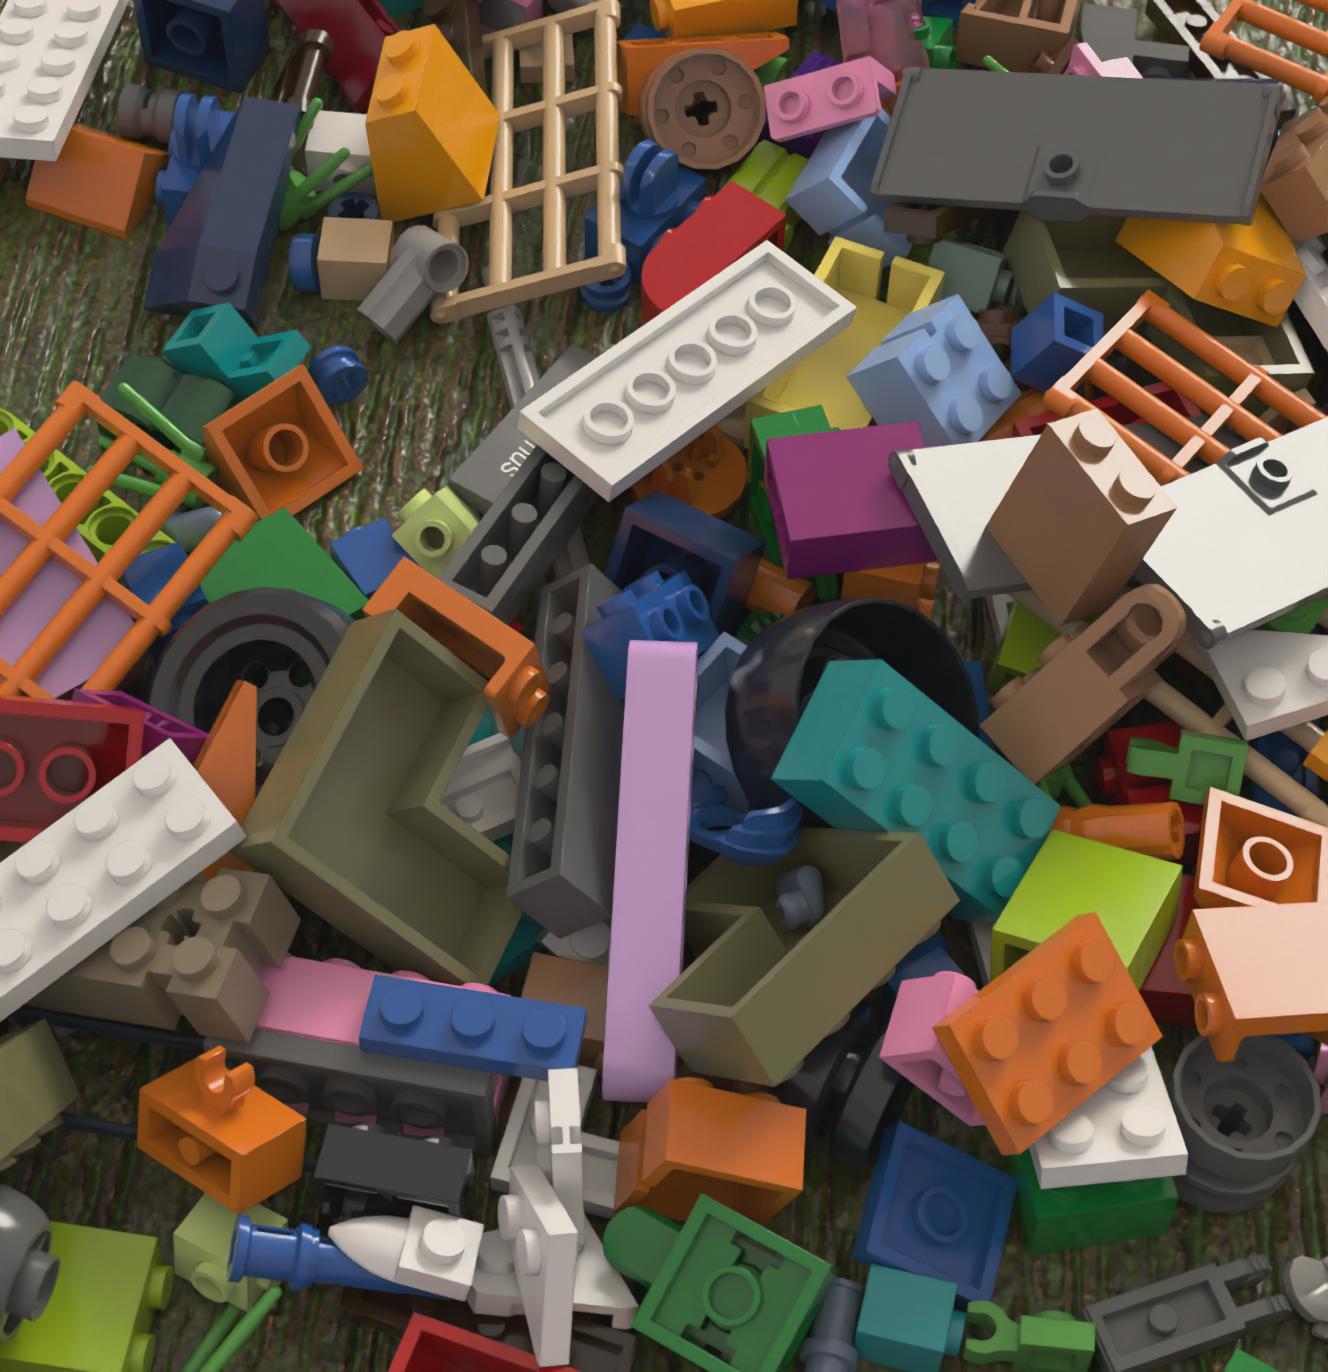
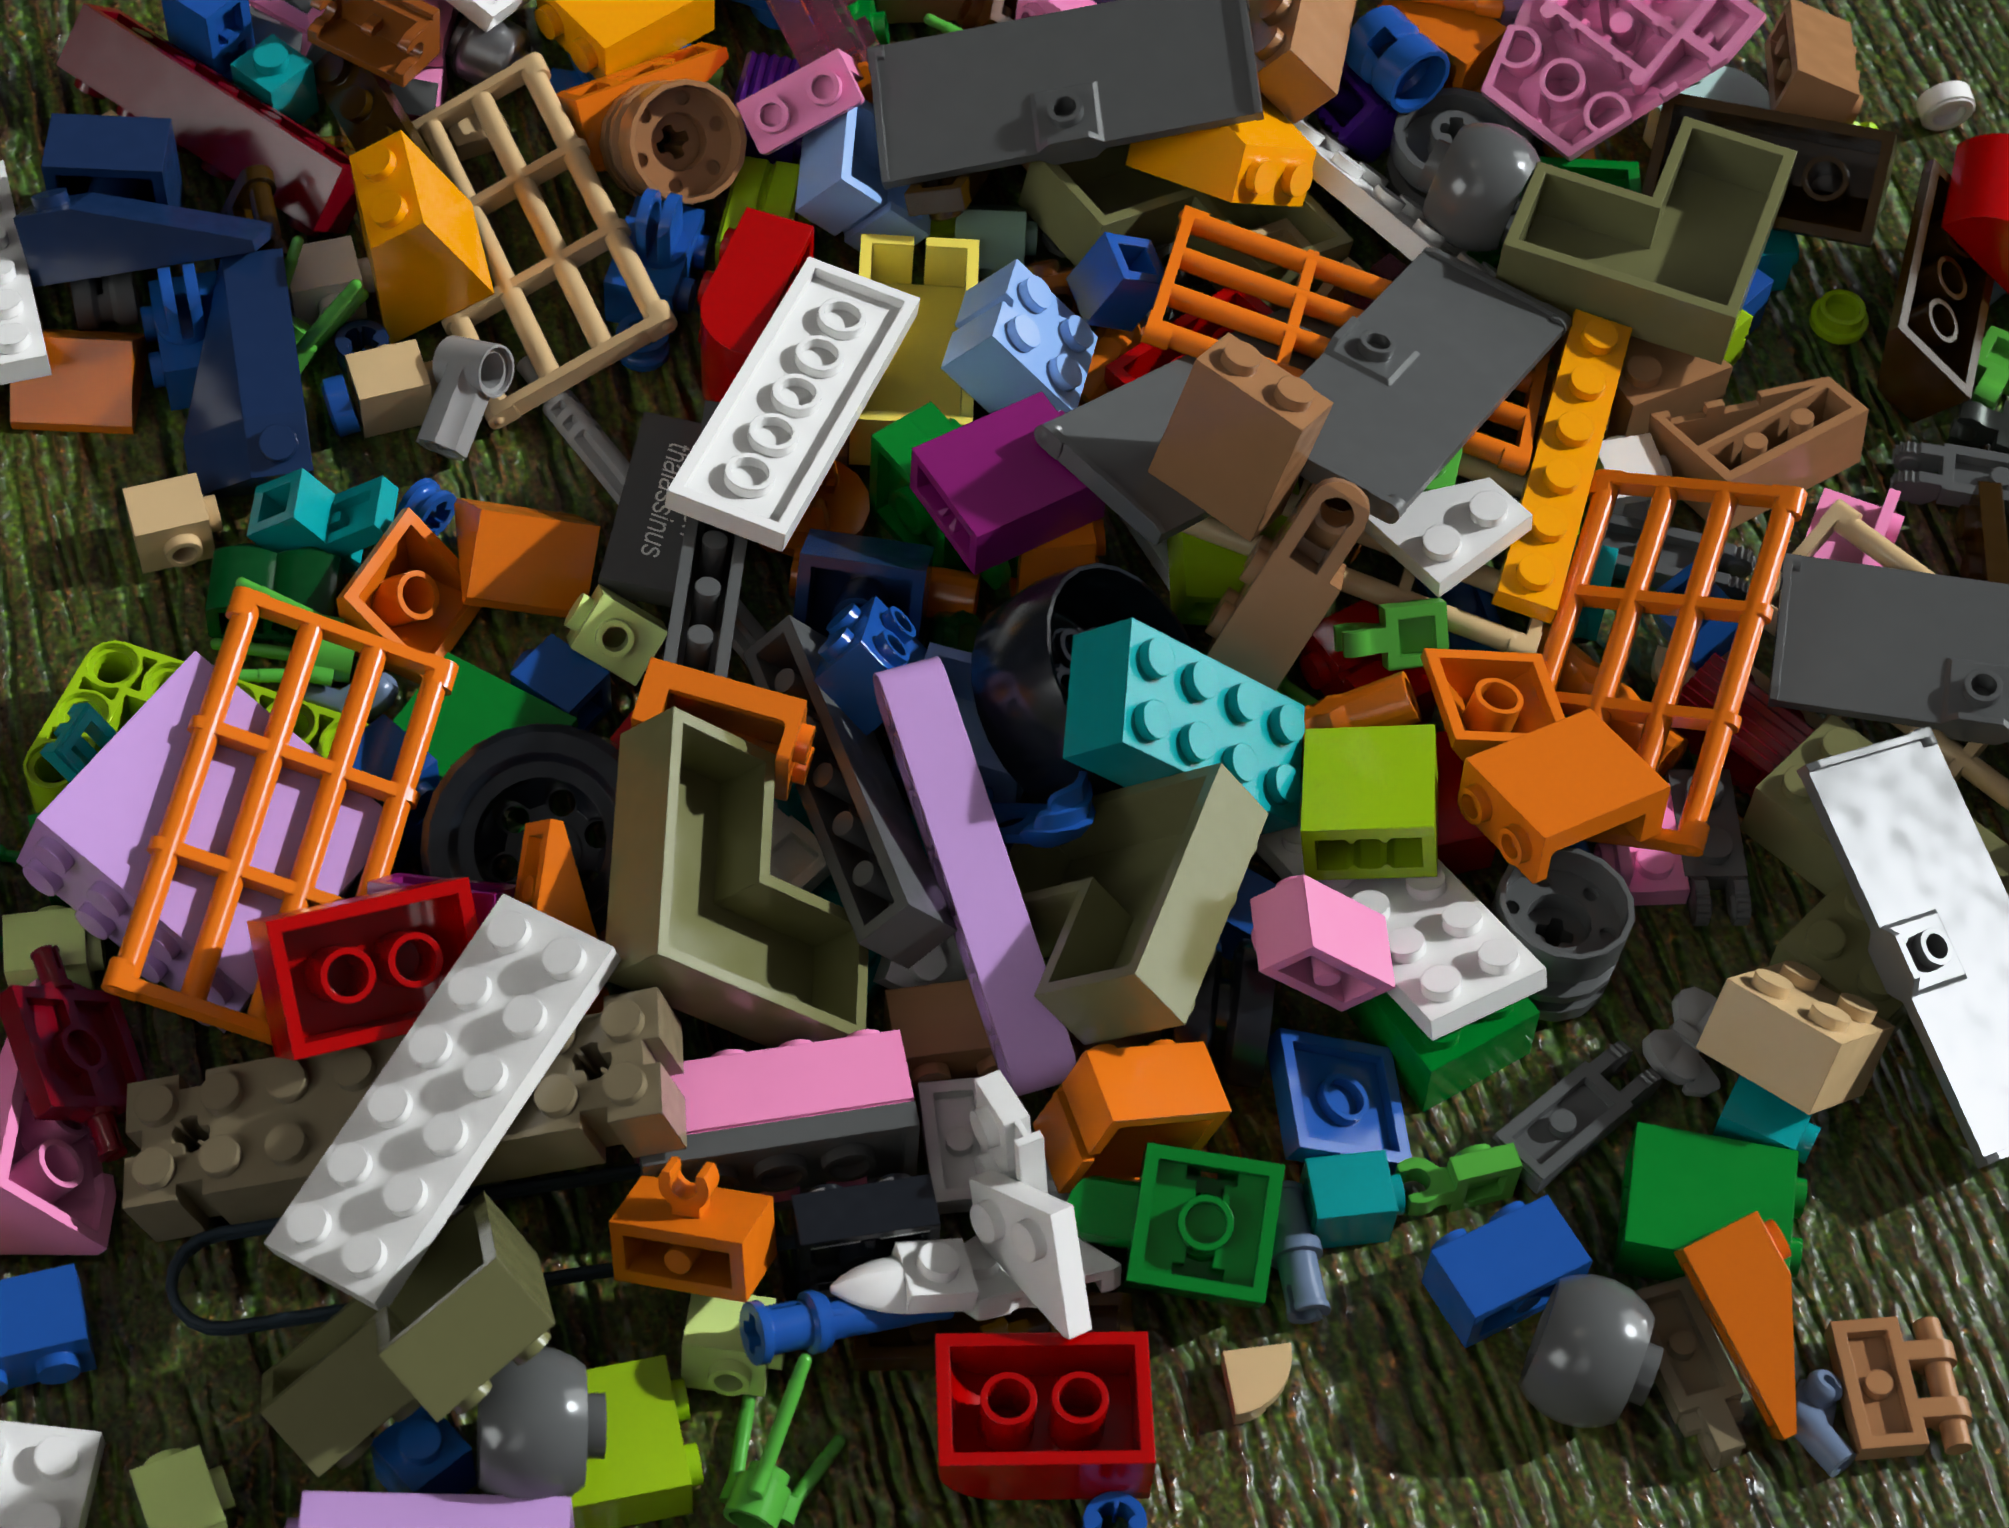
camera: 25 degrees left, 0 degrees up
(109, 321) = (172, 522): none -> tan brick
(168, 56) = (111, 235): none -> dark blue wedge
(398, 441) = (523, 557): none -> orange slope
(471, 1028) = (883, 1068): blue plate -> none
(800, 897) = (1110, 857): sand blue arm -> none
(1047, 1033) = (1394, 902): orange plate -> none

